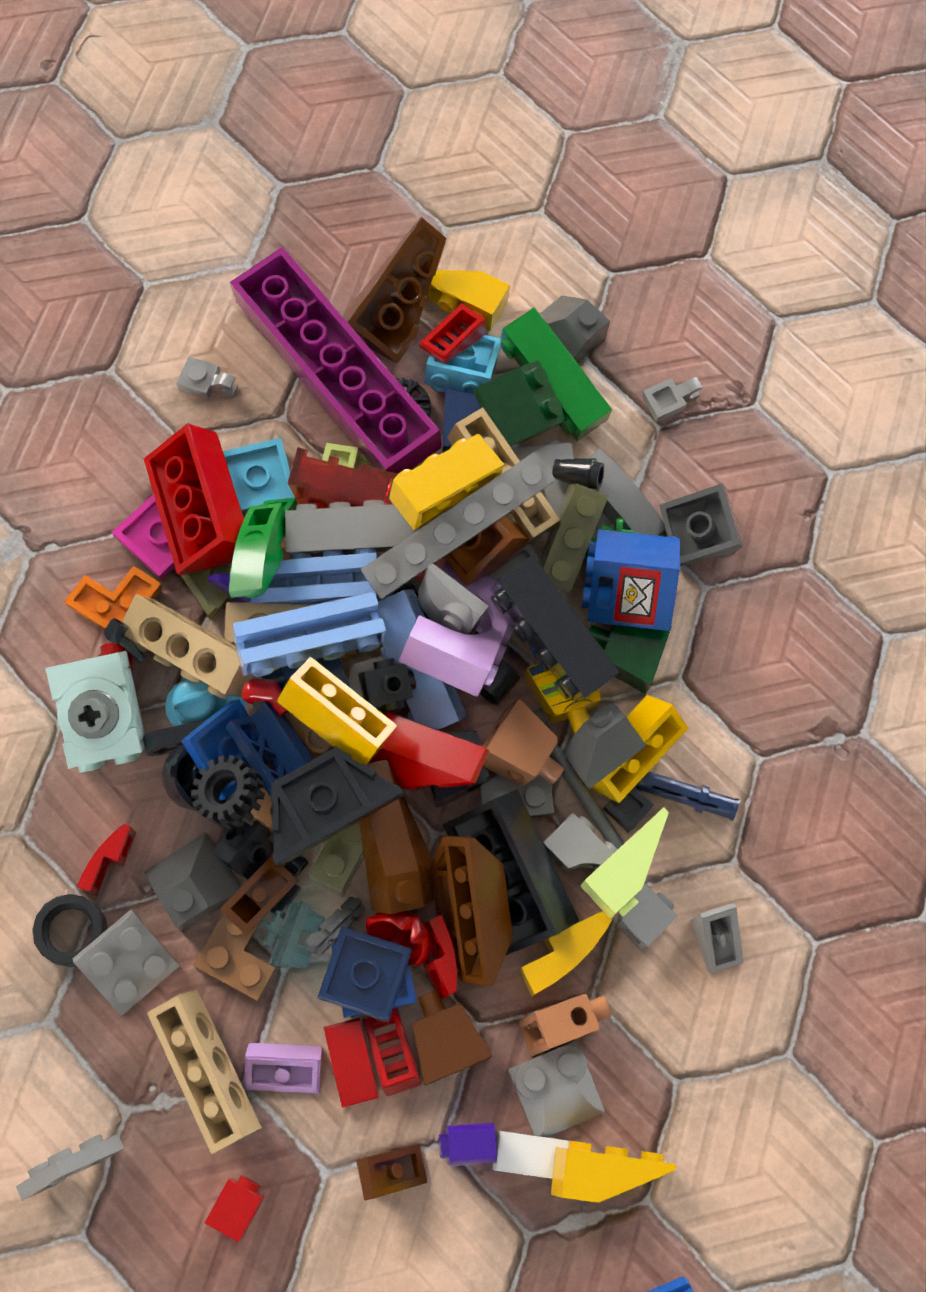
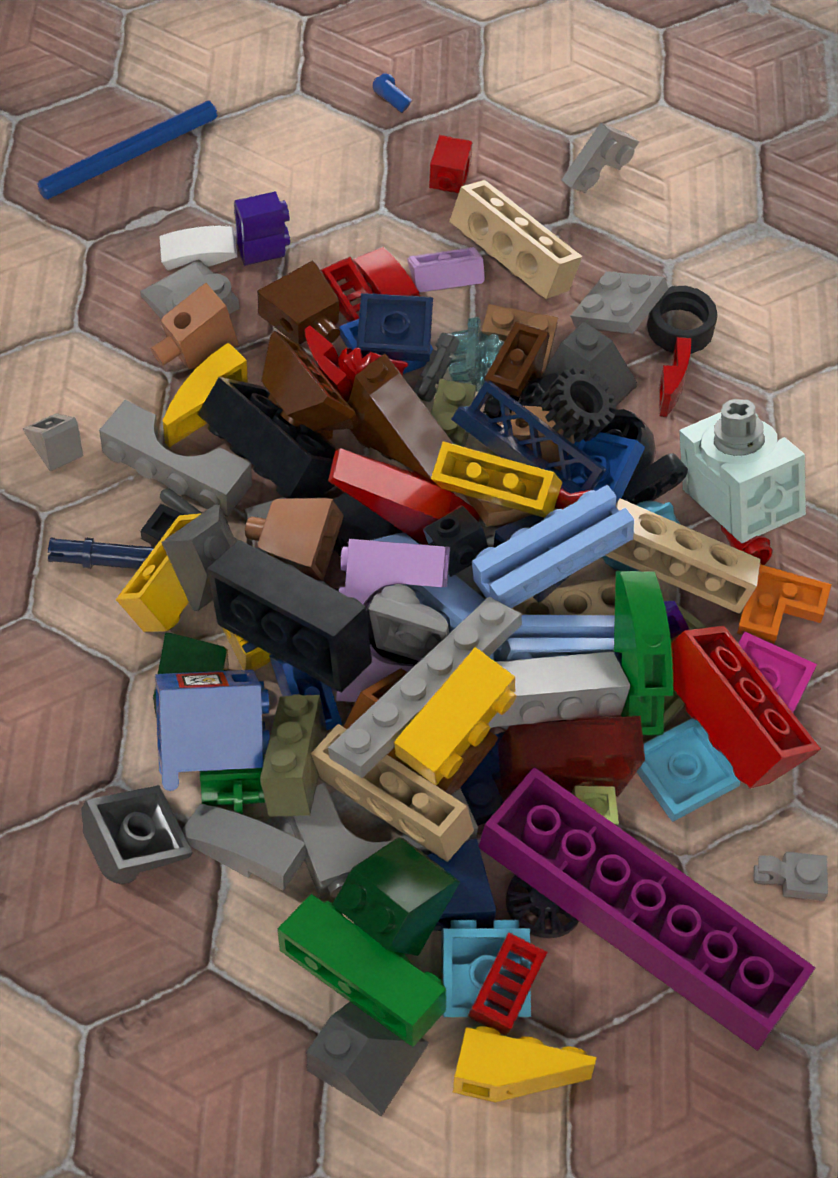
camera: 170 degrees right, 15 degrees down
(115, 633) = (756, 555): black hand -> none
(324, 801) = (480, 407): black wing -> none
(391, 1171) = (324, 208): reddish brown slope -> none
(393, 300) = (601, 1011): reddish brown wedge -> none
(580, 471) = (300, 826): black cone -> none
(600, 1176) = (135, 234): yellow slope -> none
(624, 872) = (164, 438): yellowish green slope -> none
(668, 399) = (204, 992): light grey plate -> none

